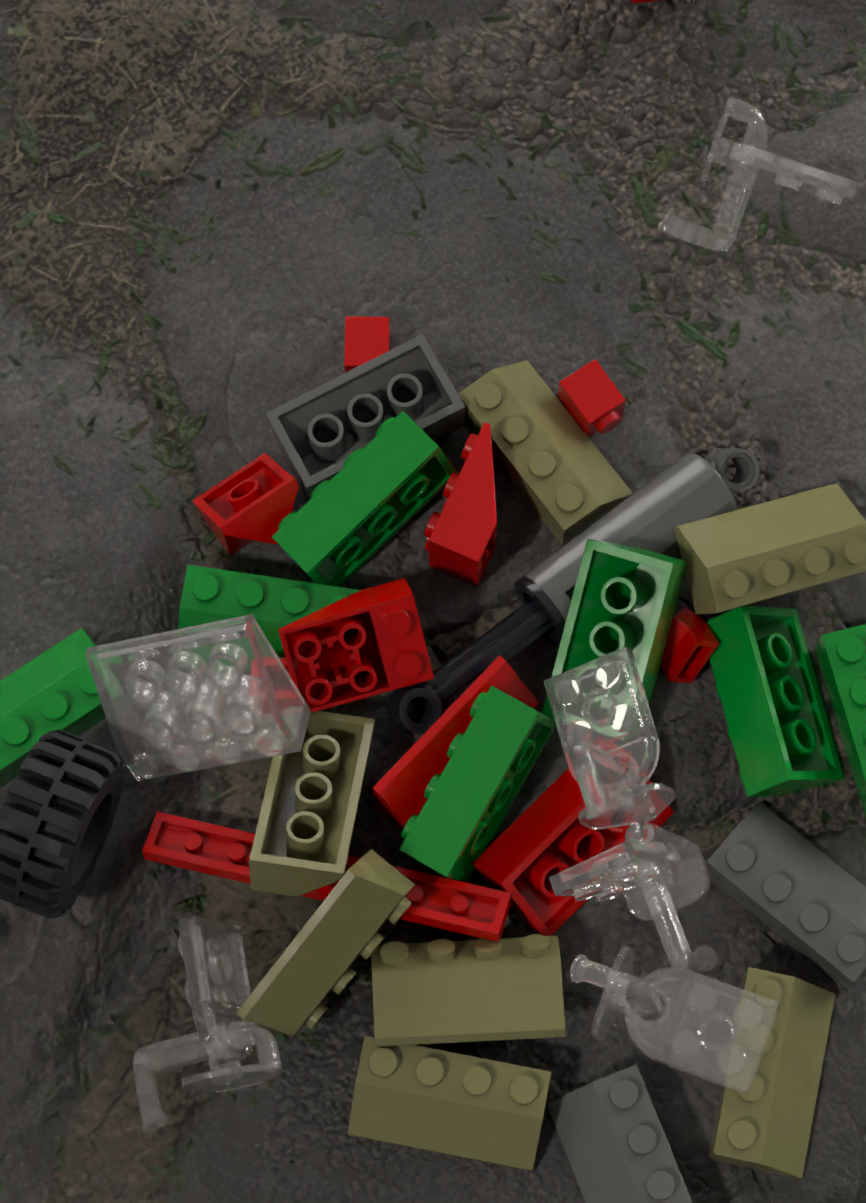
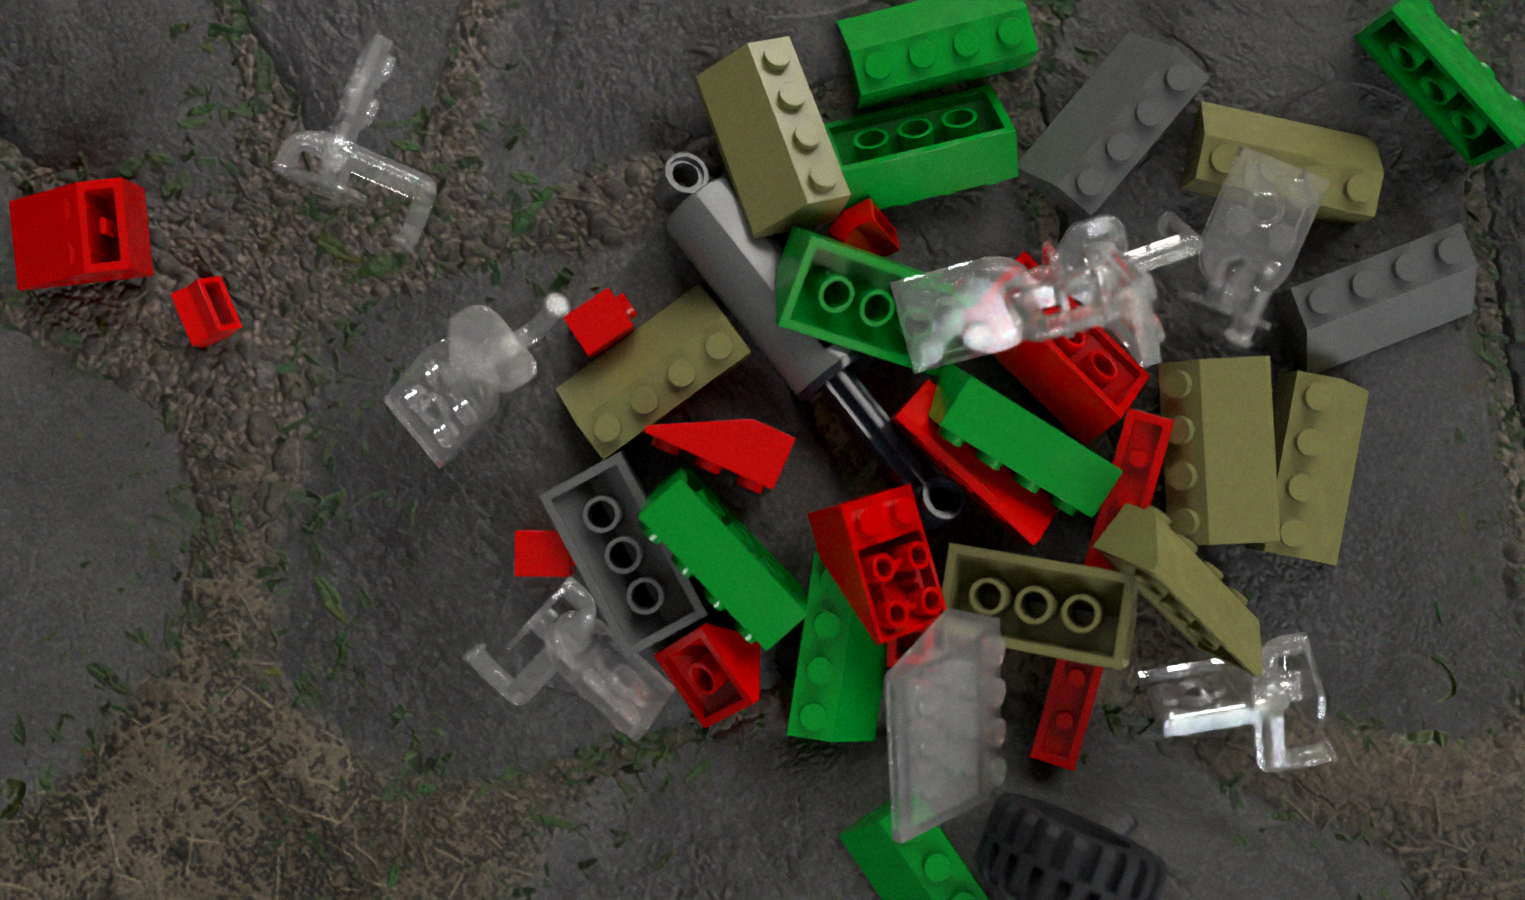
camera: 90 degrees left, 15 degrees up
(269, 375) = (588, 658): none -> clear plate
(551, 274) = (459, 379): none -> clear plate
(597, 48) = (206, 311): none -> red piece

